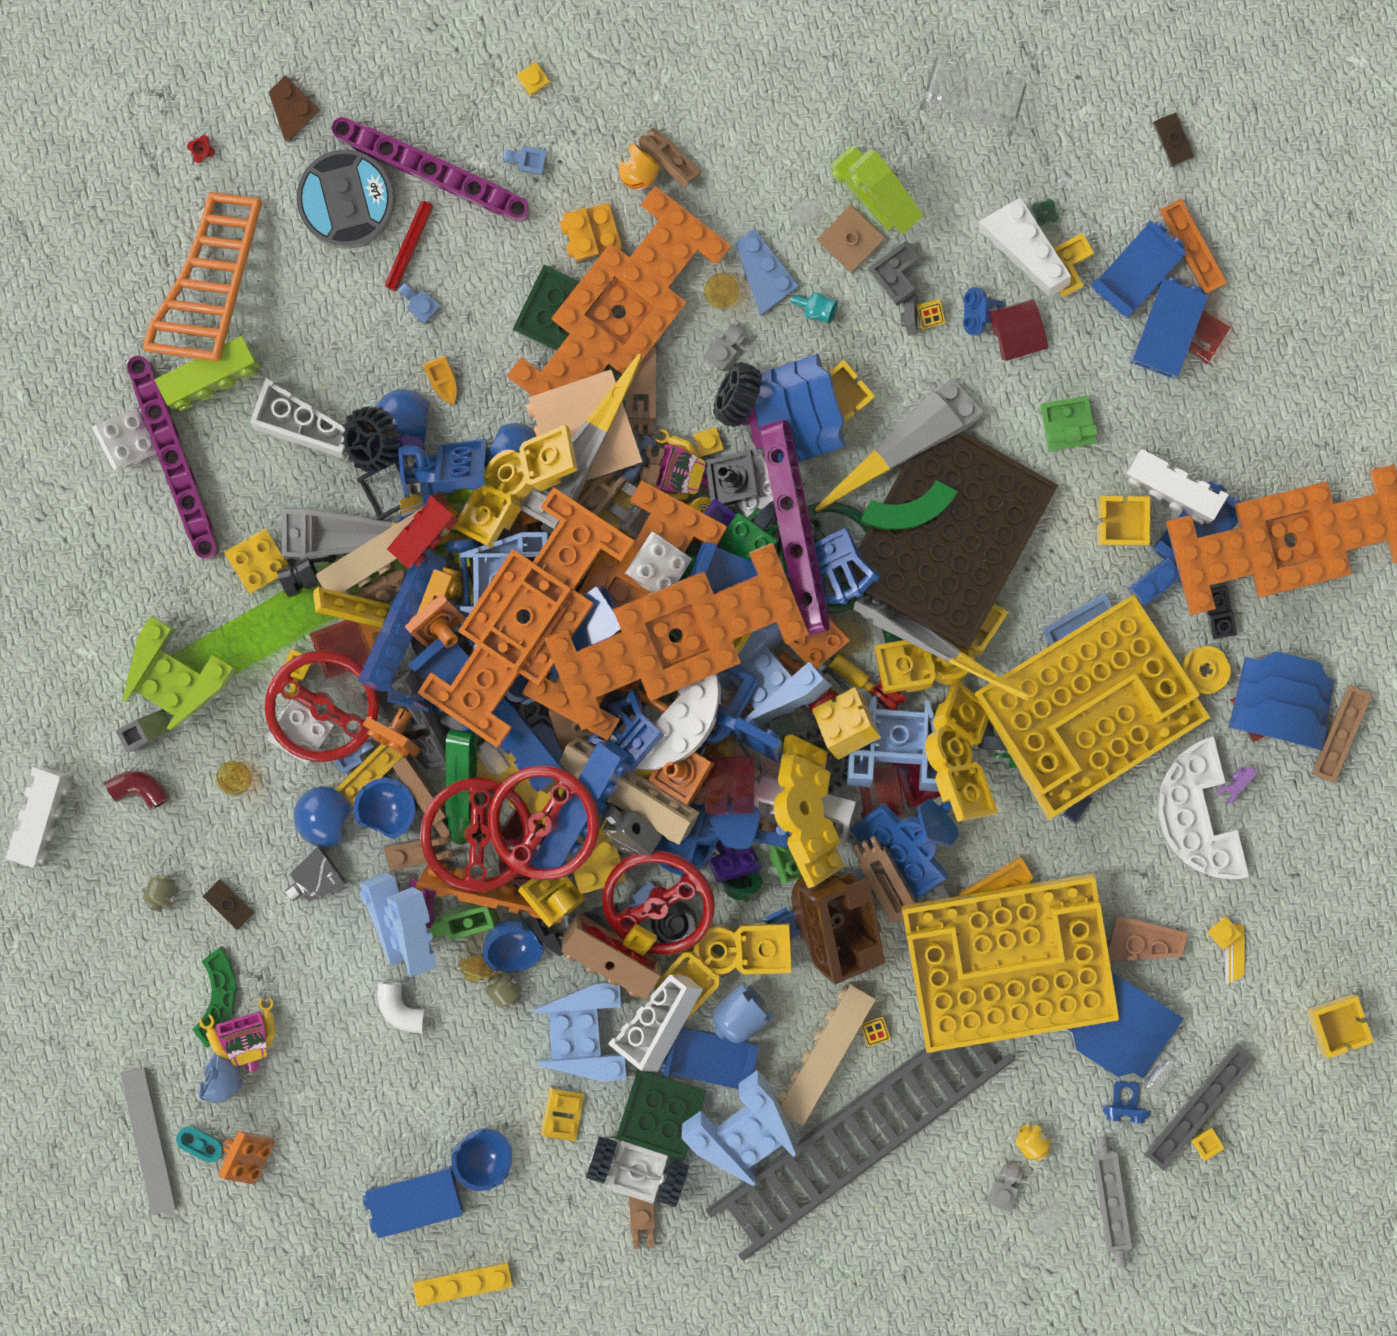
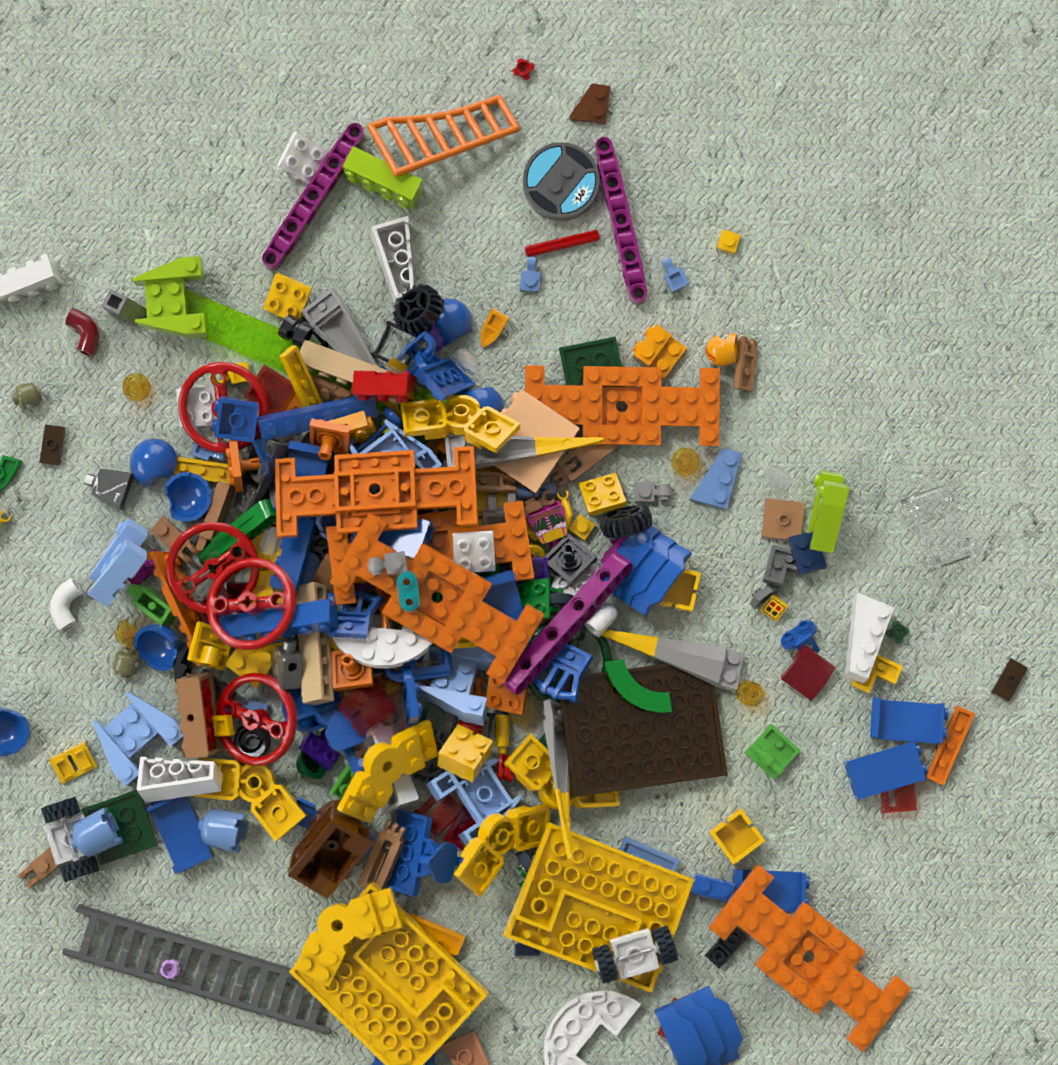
camera: 55 degrees right, 5 degrees down
(345, 702) = (235, 419): none -> blue plate
(457, 431) = (467, 362): none -> clear brick
(612, 651) = (394, 563): none -> light grey plate
(650, 659) = (408, 591): none -> teal plate
(651, 1141) = (95, 833): none -> medium blue cylinder
(692, 397) = (602, 494): none -> yellow plate
(746, 1134) = (144, 892): light blue wedge -> none
(816, 491) = (602, 619): none -> white cylinder
(817, 307) = (722, 531): teal piece -> none
(826, 1053) = (240, 905): tan brick -> none
(837, 1172) = (170, 974): none -> lavender plate
(875, 1031) = (278, 927): yellow tile -> none
(906, 247) = (804, 557): none -> dark blue plate
(930, 942) = (362, 917): none -> yellow plate
(996, 401) = (750, 693): none -> clear yellow plate
(1163, 705) = (634, 954): none -> plate
(1175, 488) = (784, 853): white wedge -> none
(1217, 663) = (690, 972): yellow plate -> none
(1241, 779) = (627, 1044): medium lavender plate -> none

